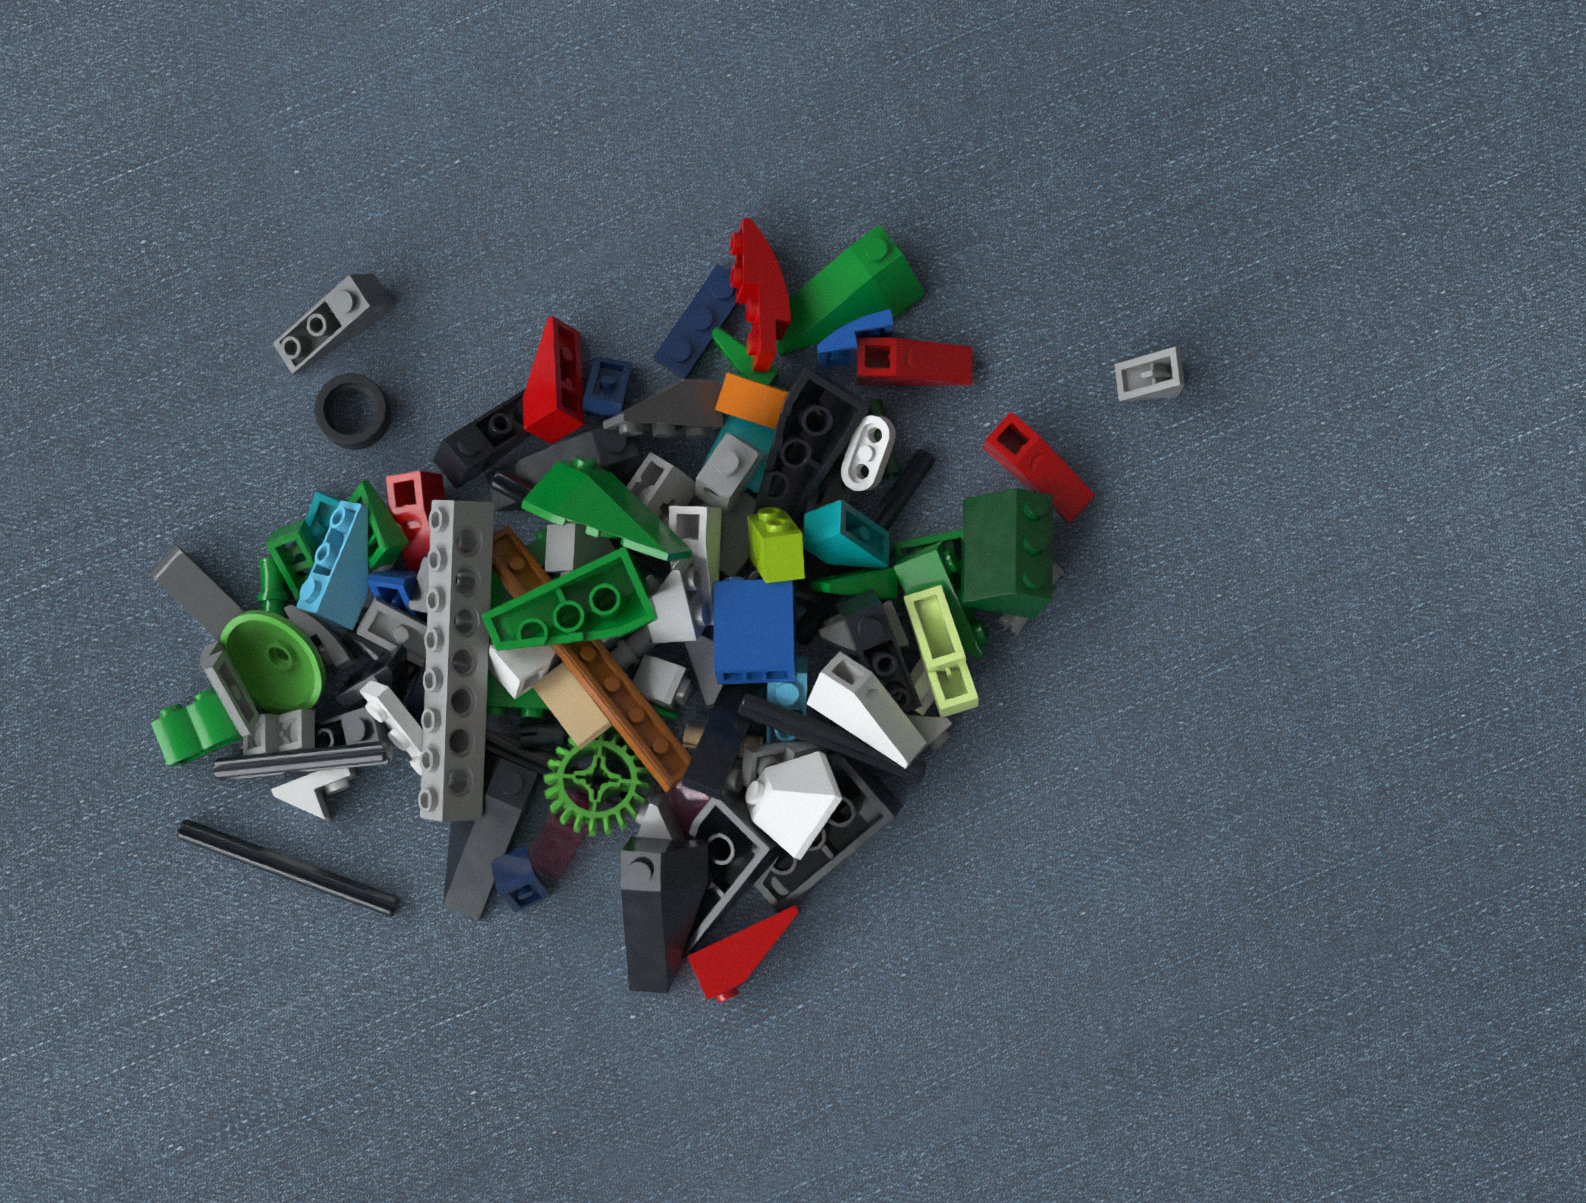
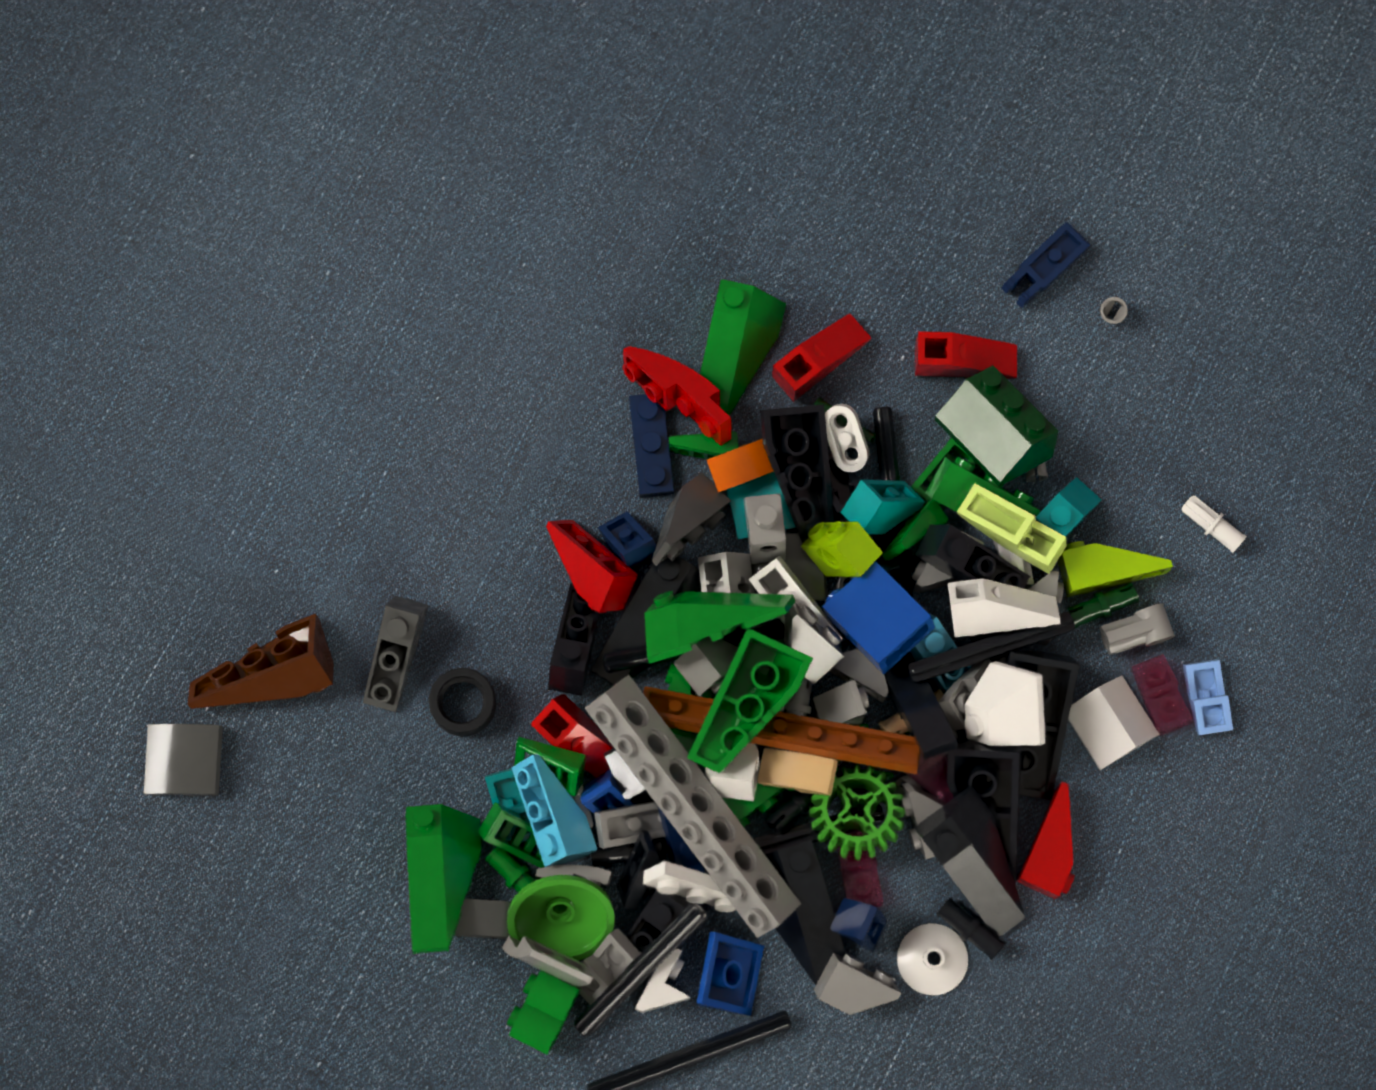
camera: 45 degrees left, 5 degrees down
(84, 268) = (183, 759): none -> dark grey slope
(214, 530) = (440, 862): none -> green wedge
(226, 258) = (282, 669): none -> reddish brown wedge
(376, 827) = (730, 974): none -> blue slope
(469, 927) = (852, 987): none -> light grey slope
(581, 964) = (919, 972): none -> white dish
(613, 963) = (971, 928): none -> black pin
(841, 345) = (769, 373): blue slope -> none
(889, 890) = (1111, 722): none -> white slope
(953, 904) = (1161, 694): none -> clear pink slope
(969, 784) = (1103, 604): none -> dark green pin
(988, 834) = (1145, 627): none -> light grey piece
(992, 940) = (1207, 697): none -> light blue slope
(995, 749) = (1101, 566): none -> lime slope
(1010, 676) = (1069, 508): none -> teal slope
(1130, 794) = (1213, 523): none -> white axle
(1150, 376) = (986, 235): light grey slope -> none
(1187, 445) = (1048, 262): none -> dark blue hinge
(1205, 527) = (1107, 306): none -> light grey hinge

